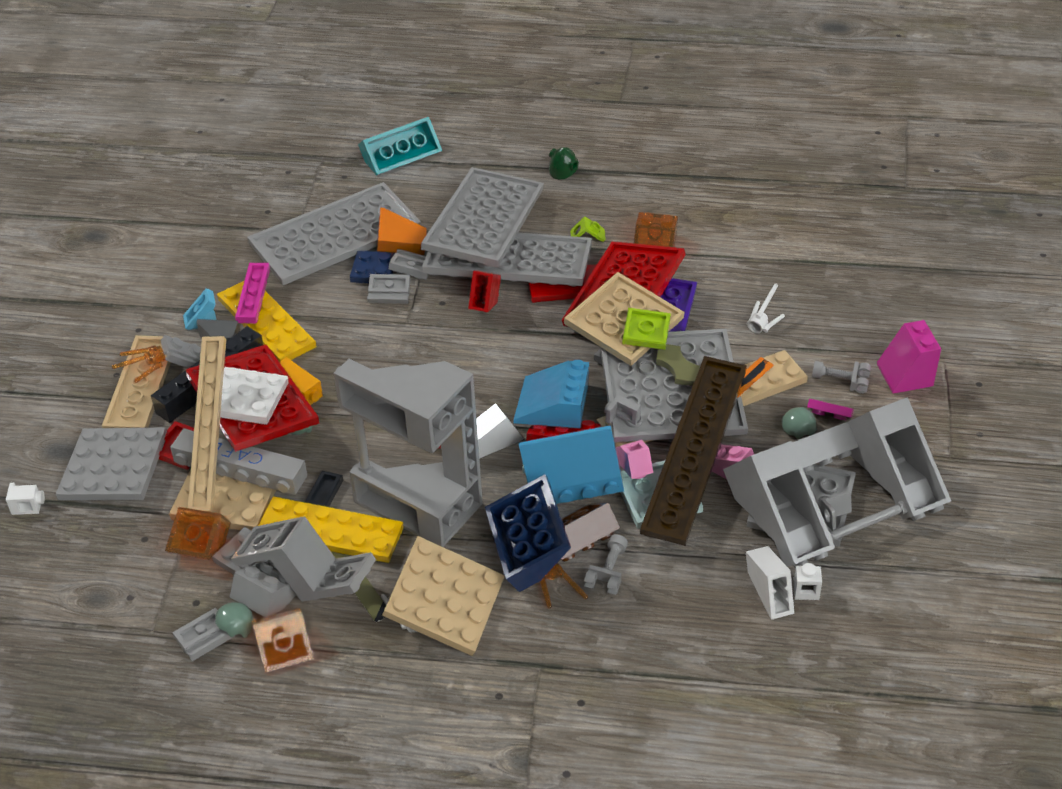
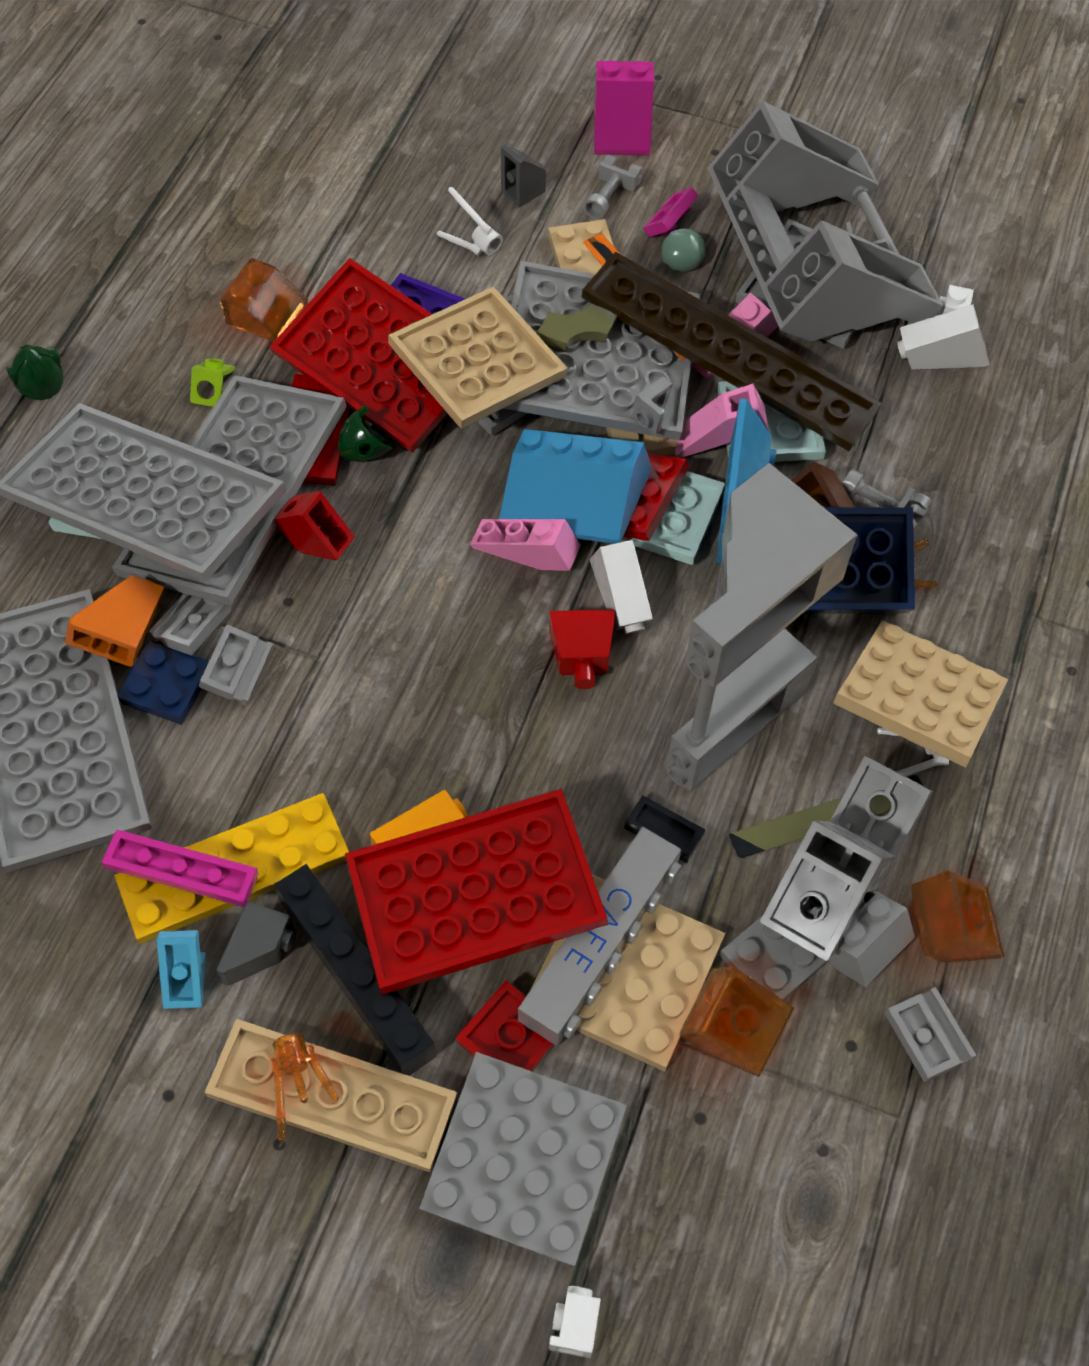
camera: 80 degrees left, 15 degrees up
(180, 351) = (293, 1006): light grey plate -> none
(207, 423) = (553, 949): tan plate -> none
(234, 619) = (917, 981): sand green hair -> none
(251, 394) = (487, 891): white plate -> none
(341, 529) = (746, 832): yellow plate -> none
(510, 388) = (531, 542): none -> bright pink slope
(559, 298) = (360, 441): none -> dark green helmet
(646, 328) = (517, 332): lime tile -> none
(821, 322) = (521, 176): none -> dark grey slope

